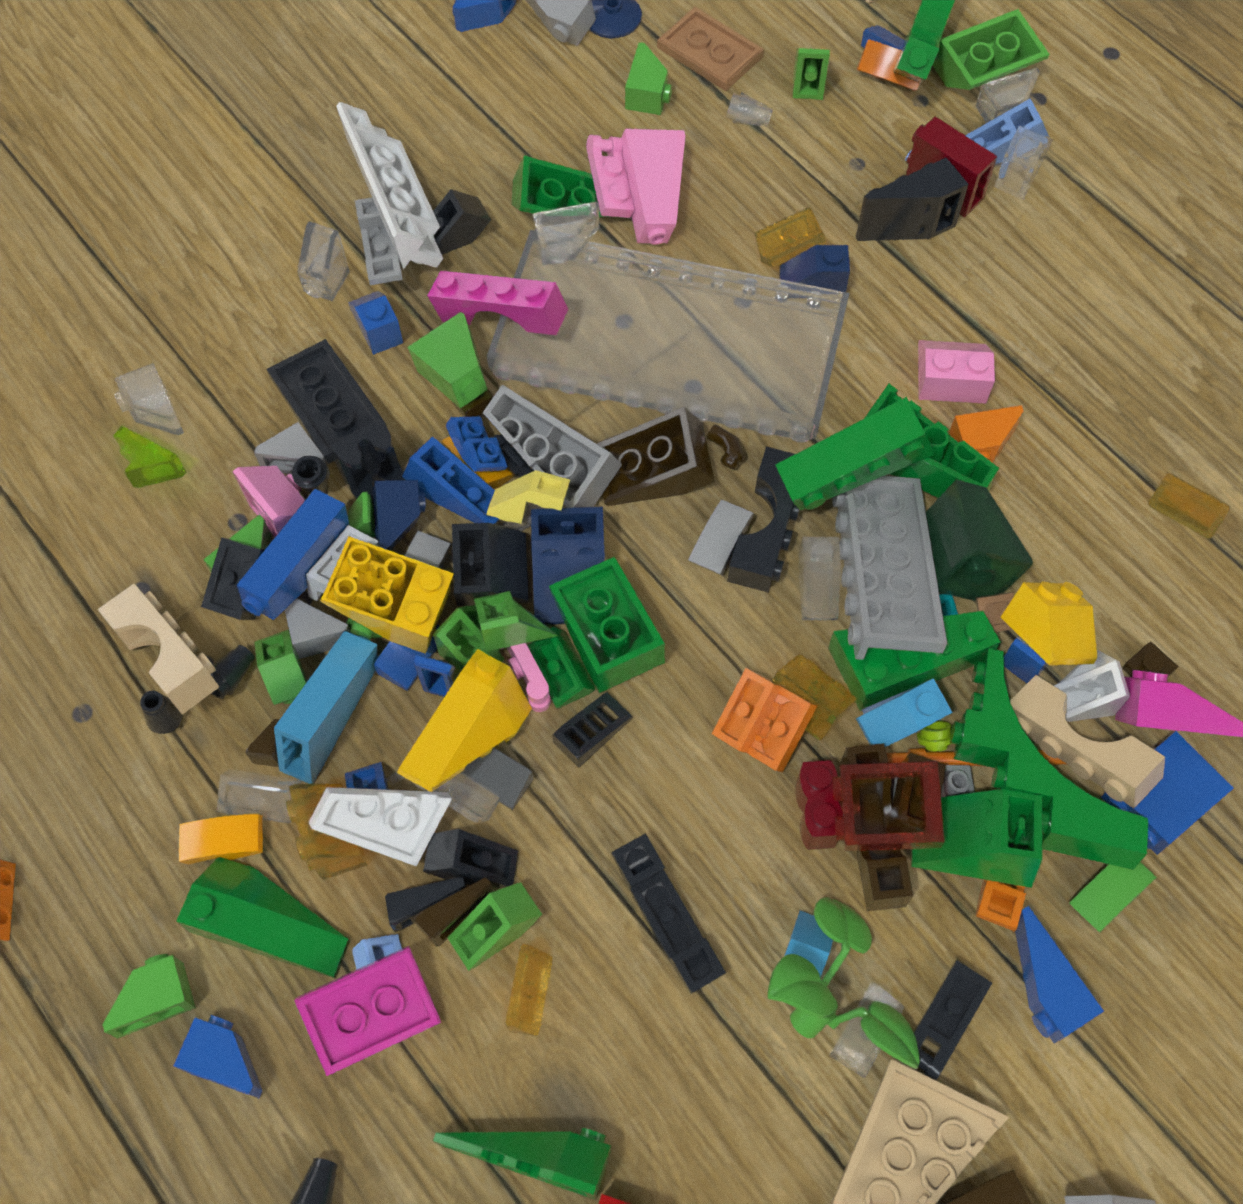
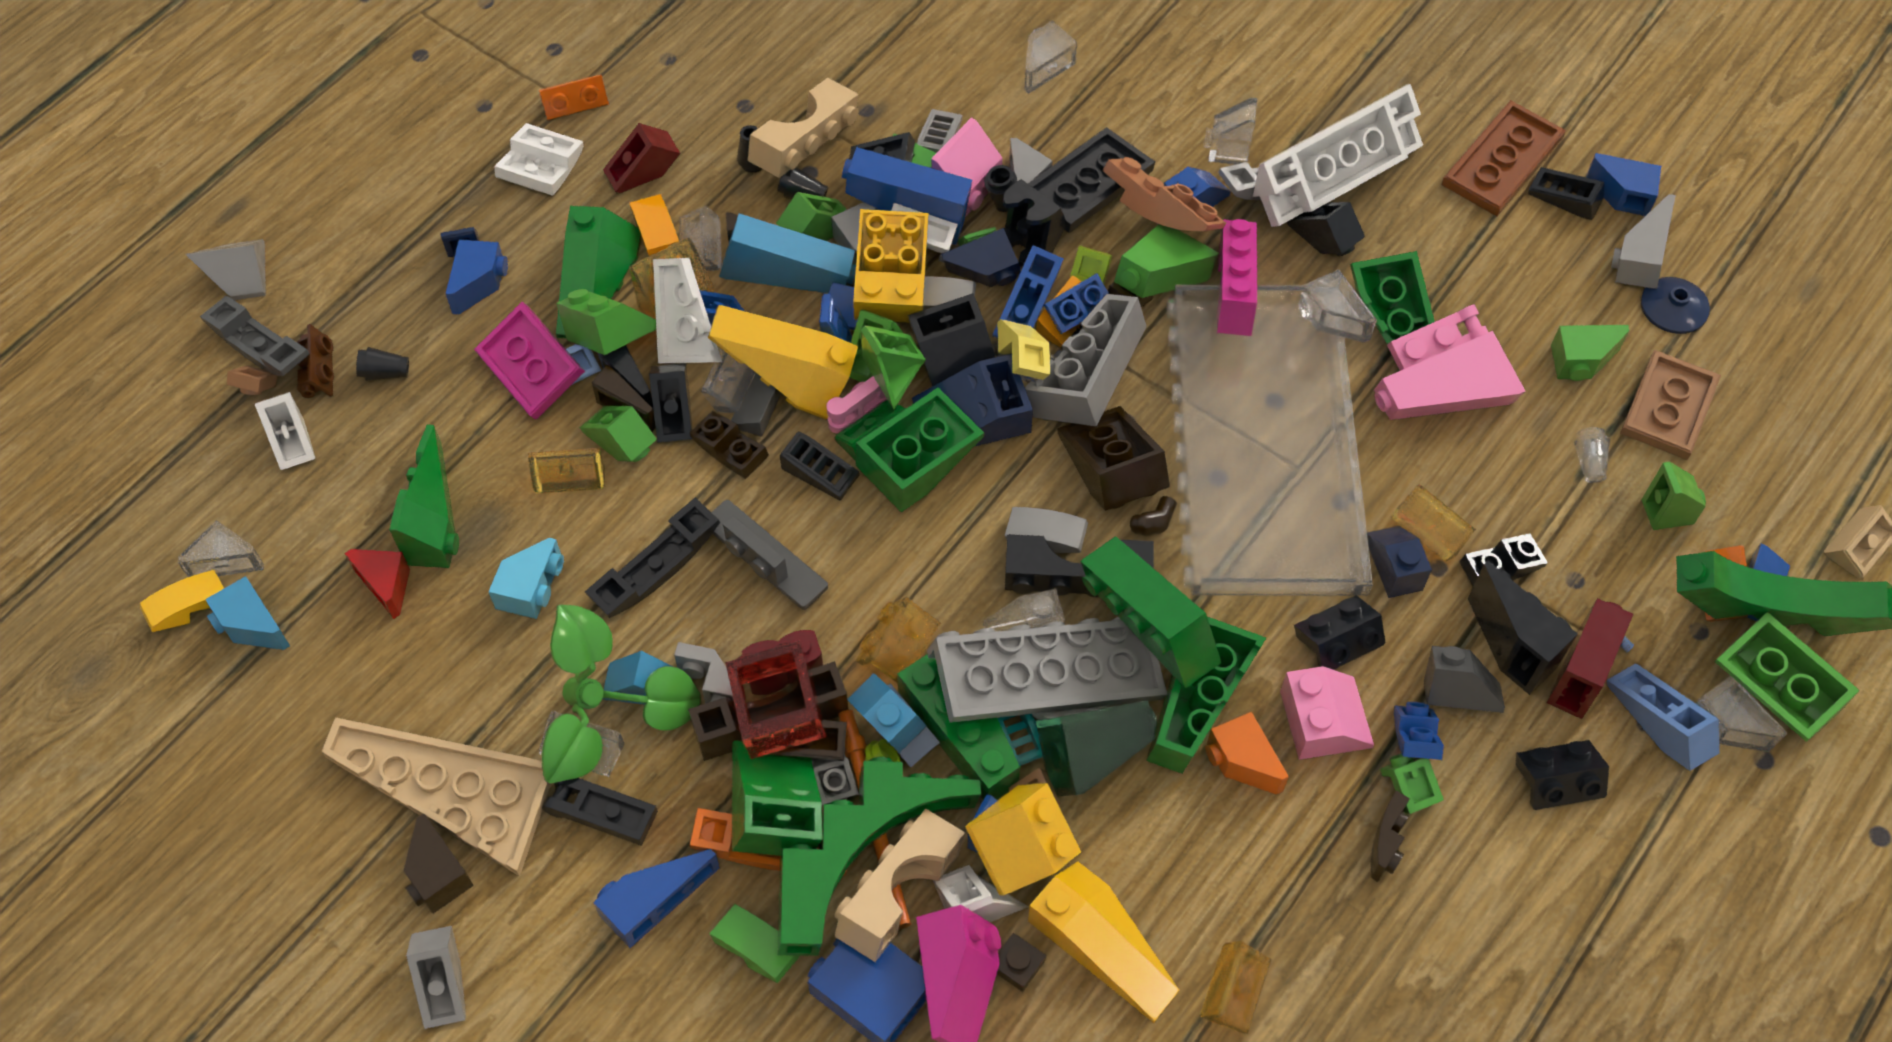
camera: 75 degrees right, 5 degrees down
(69, 958) = (539, 159): none -> white slope
(123, 836) = (641, 158): none -> dark red slope
(148, 460) = (985, 73): clear neon green slope -> none
(150, 996) = (516, 216): bright green slope -> none
(159, 1070) = (451, 238): none -> dark blue slope
(201, 534) = (928, 129): none -> light grey slope
(355, 911) = (601, 322): none -> bright green slope
(401, 333) = (1165, 205): none -> nougat slope
(419, 78) = (1503, 158): none -> dark orange tile
(430, 422) = (1089, 263): none -> lime plate
(475, 32) = (1583, 204): none -> black slope
(537, 814) = (728, 445): none -> dark brown slope
(660, 1058) = (525, 579): none -> medium azure slope
(685, 799) = (767, 556): none -> dark grey bracket
(764, 720) = (857, 599): orange slope -> none
(827, 872) = (701, 663): none -> light grey slope
(833, 204) = (1514, 555): none -> black slope
(876, 334) = (1342, 632): none -> black bracket
(946, 265) = (1461, 681): none -> dark grey slope
(983, 307) = (1417, 731): none -> blue slope
(1022, 161) = (1636, 731): clear slope -> none
(1027, 322) = (1414, 780): none -> bright green bracket
(1035, 221) = (1564, 774): none -> black bracket
(1084, 360) = (1387, 837): none -> dark brown slope
(1139, 592) = (1095, 930): none -> yellow wedge

